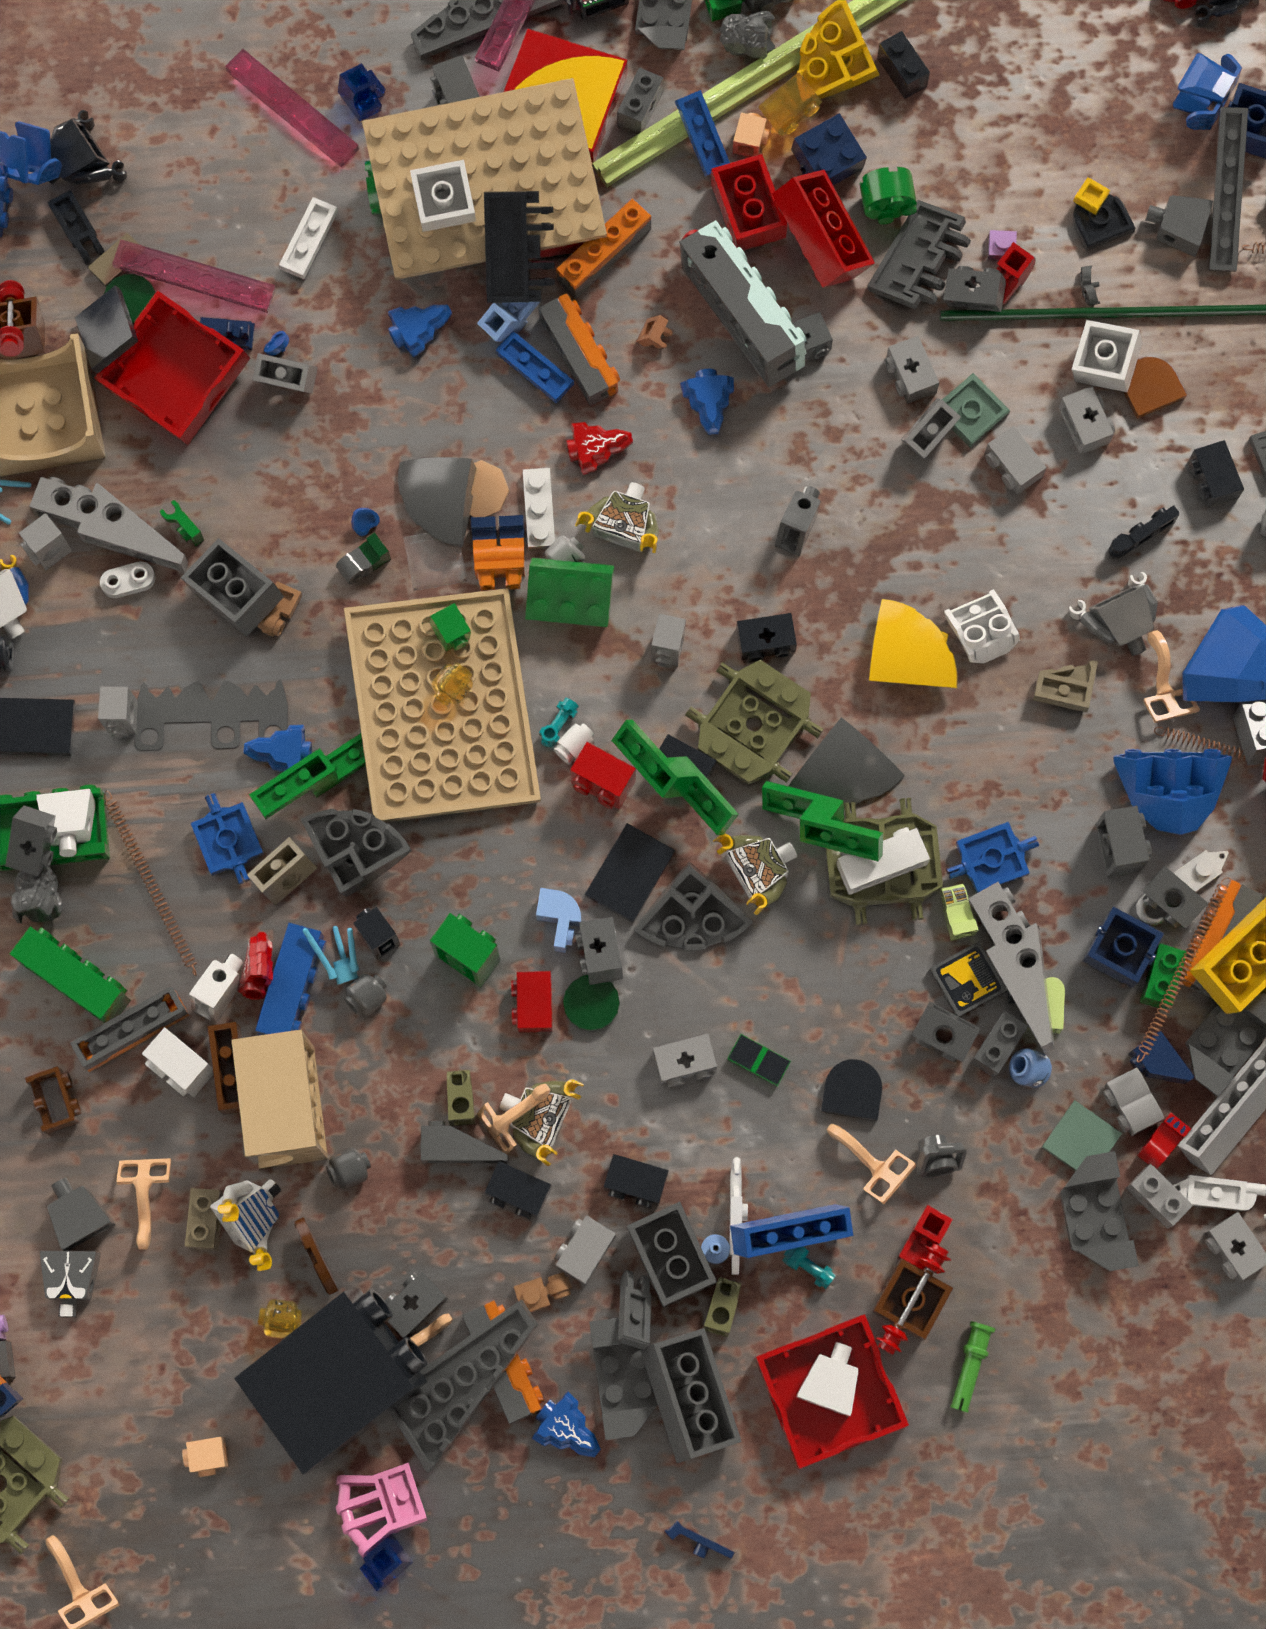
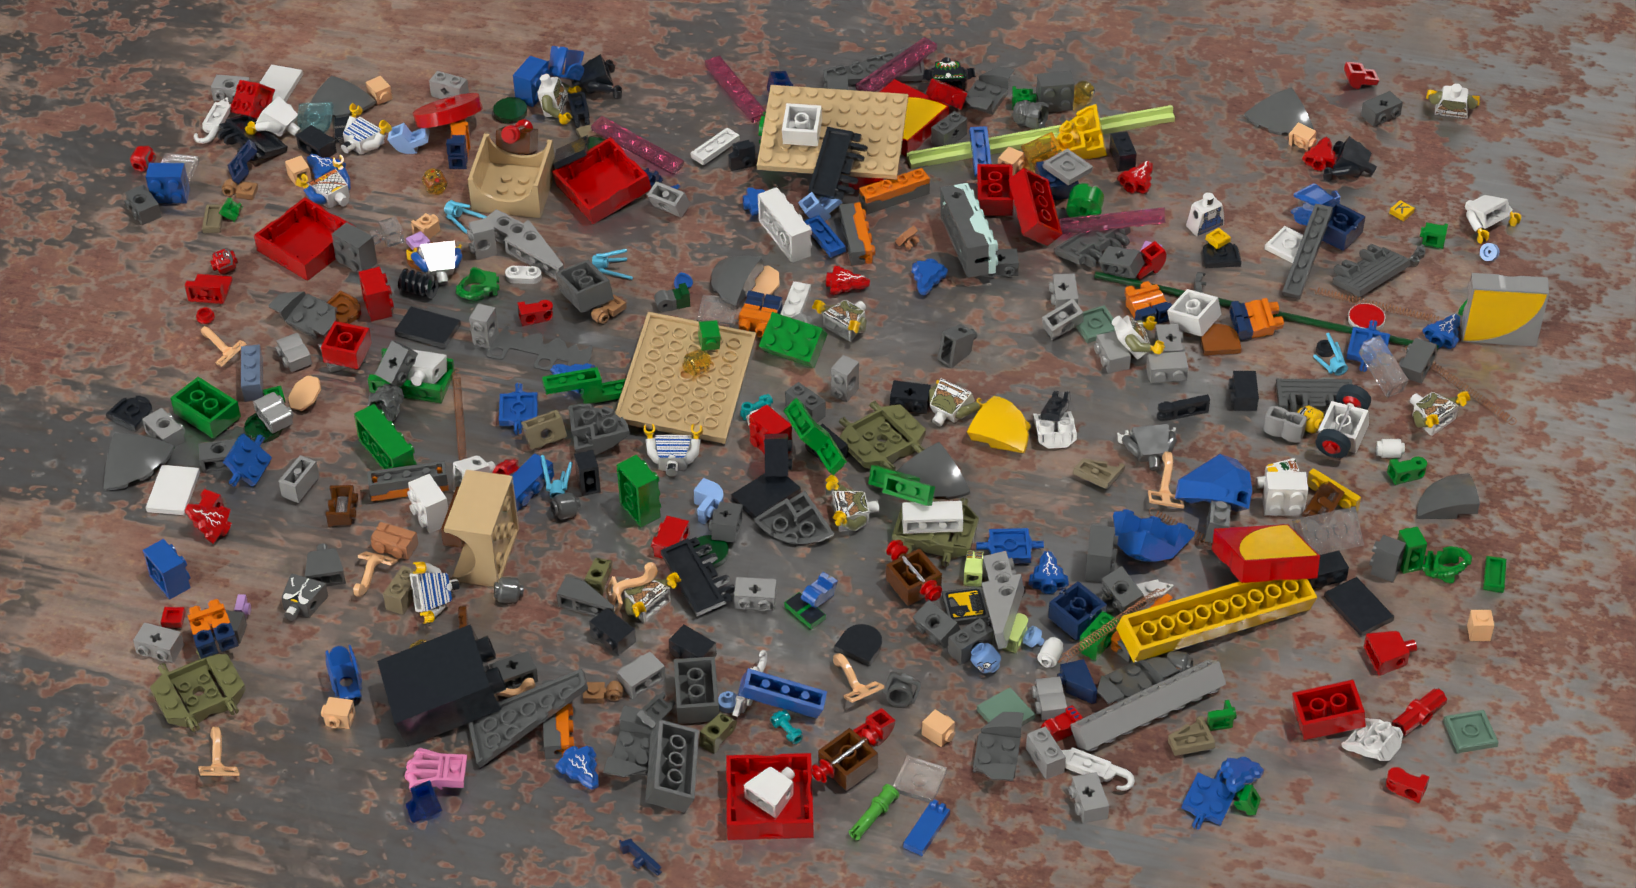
camera: 20 degrees right, 30 degrees down
(30, 222) = (553, 97): none -> torso
(92, 624) = (487, 283): none -> green piece
(154, 1136) = (394, 541): none -> nougat brick
(176, 1373) = (340, 667): none -> blue piece
(177, 651) = (535, 312): none -> red leg
(186, 528) = (570, 254): green plate -> none
(232, 522) = (602, 261): none -> medium azure plant
(358, 246) = (742, 155): none -> black brick
(474, 372) = (784, 225): none -> white brick
(476, 846) = (673, 451): none -> white torso
(595, 1060) = (697, 575): none -> black hinge
(613, 33) = (946, 93): none -> red brick
(627, 698) = (813, 403): none -> dark grey brick
(631, 821) = (776, 455): none -> black brick
(770, 1028) = (820, 590): none -> blue leg
(827, 630) = (951, 402): none -> torso
(845, 137) = (1067, 166): none -> light grey tile
(888, 962) = (912, 574): none -> reddish brown brick
(939, 109) = (1137, 178): none -> red rock
(939, 216) = (1113, 220): none -> clear pink plate
(973, 593) = (1056, 406): none -> black hinge
(1008, 1201) = (938, 728): none -> light nougat brick
(1009, 1288) = (920, 779): none -> clear tile
(1034, 354) = (1147, 302): none -> orange hips
(1041, 432) = (1135, 337): none -> torso
(1045, 1364) = (926, 827): none -> blue hinge
(1059, 890) = (1048, 575): none -> blue rock
(1064, 154) = (1205, 215): none -> white torso
(1076, 1006) = (1033, 637): none -> light blue tile
(1098, 465) = (1167, 367): none -> light grey brick
(1108, 1025) = (1050, 652): none -> white brick
(1181, 222) = (1272, 265): dark grey torso -> none
(1188, 170) = (1285, 244): none -> white tile
(1197, 329) = (1255, 318): none -> orange hips

